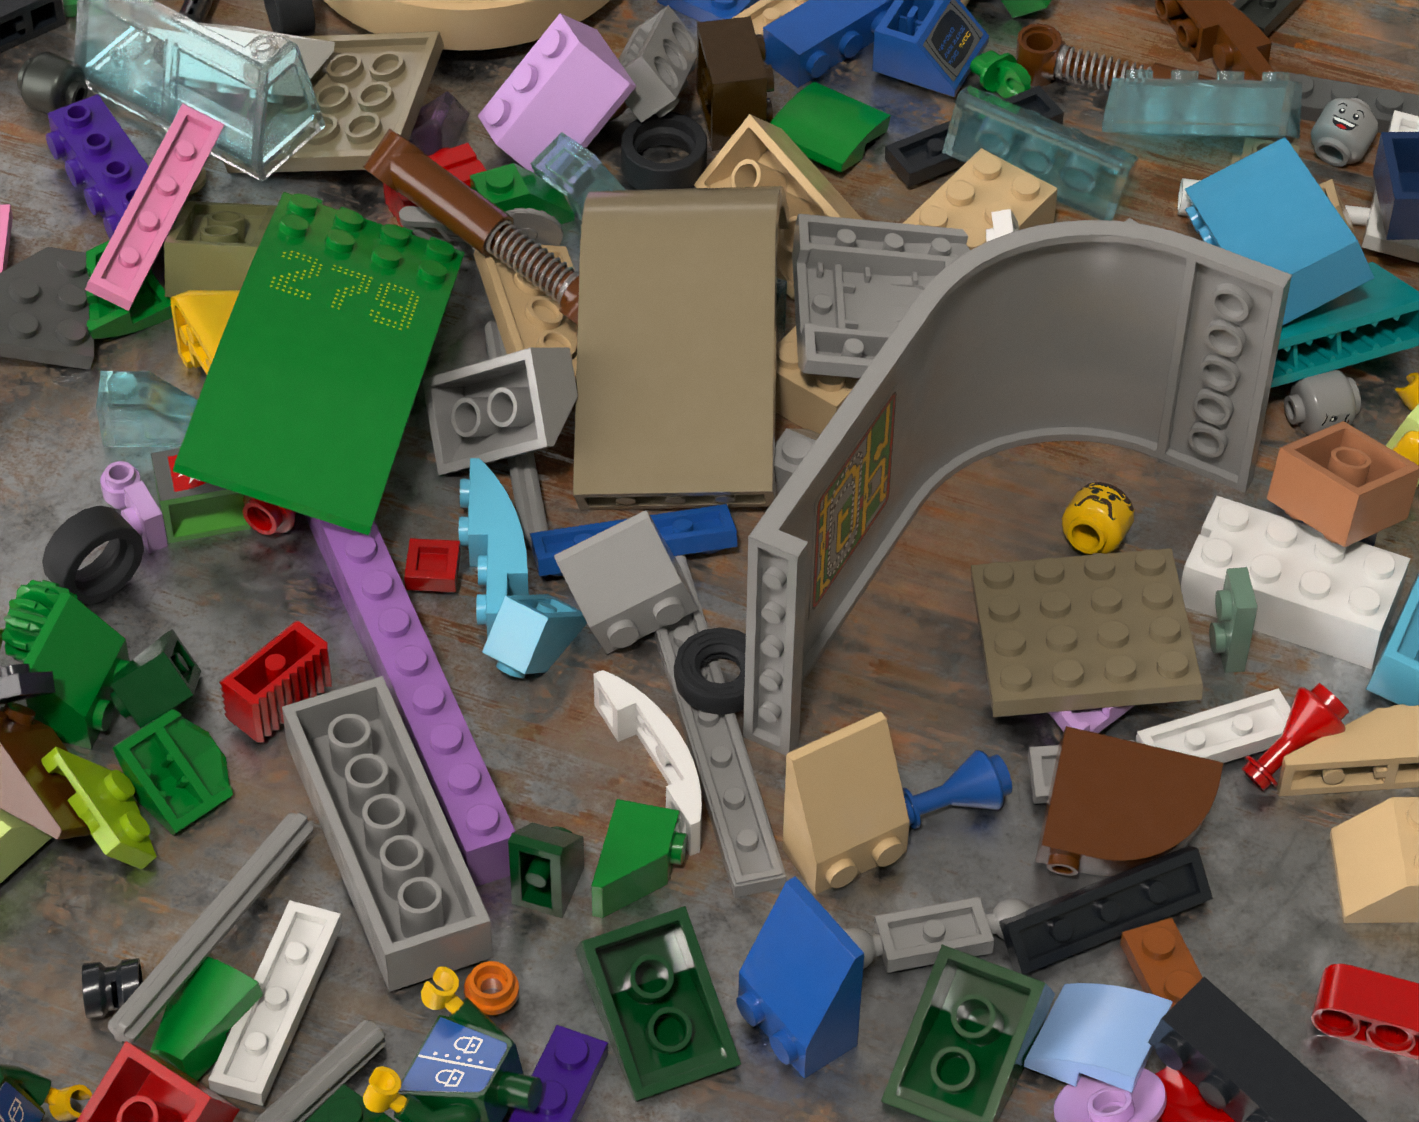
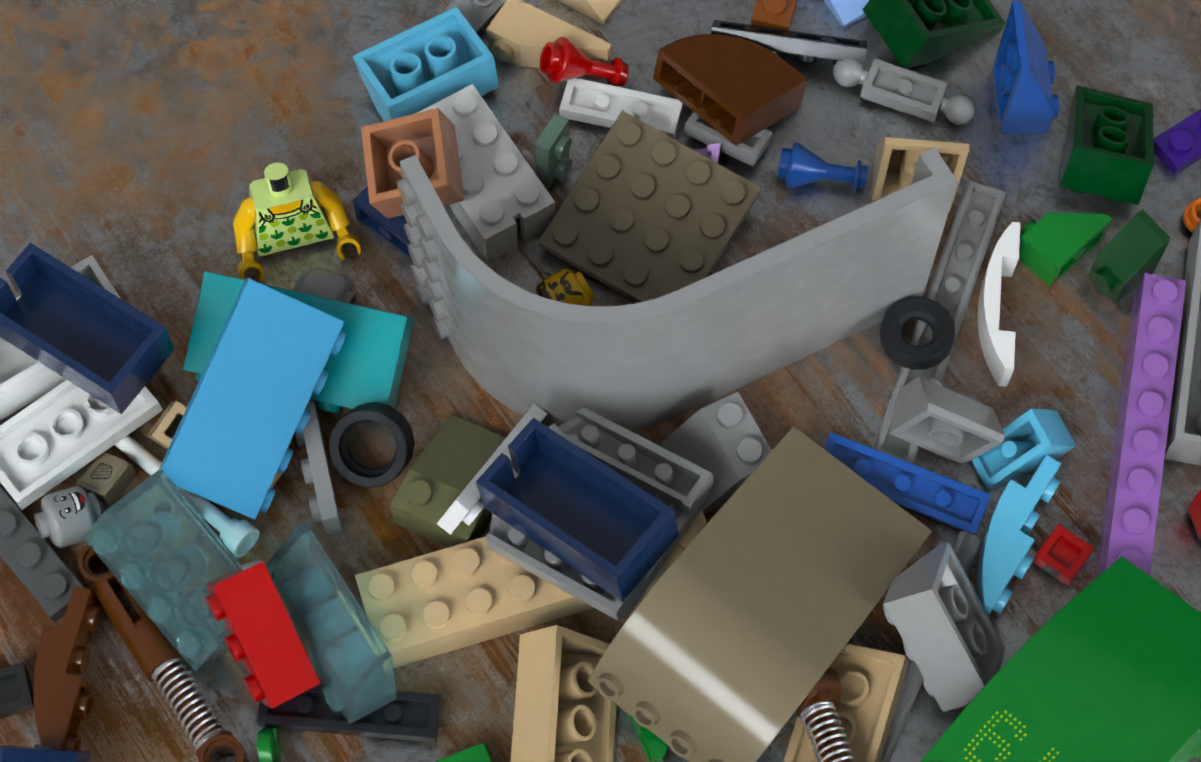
camera: 145 degrees left, 15 degrees up
(883, 237) = (578, 509): none -> dark blue piece
(1088, 89) = (261, 634): none -> red brick
(1352, 179) = (107, 478): none -> dark tan slope

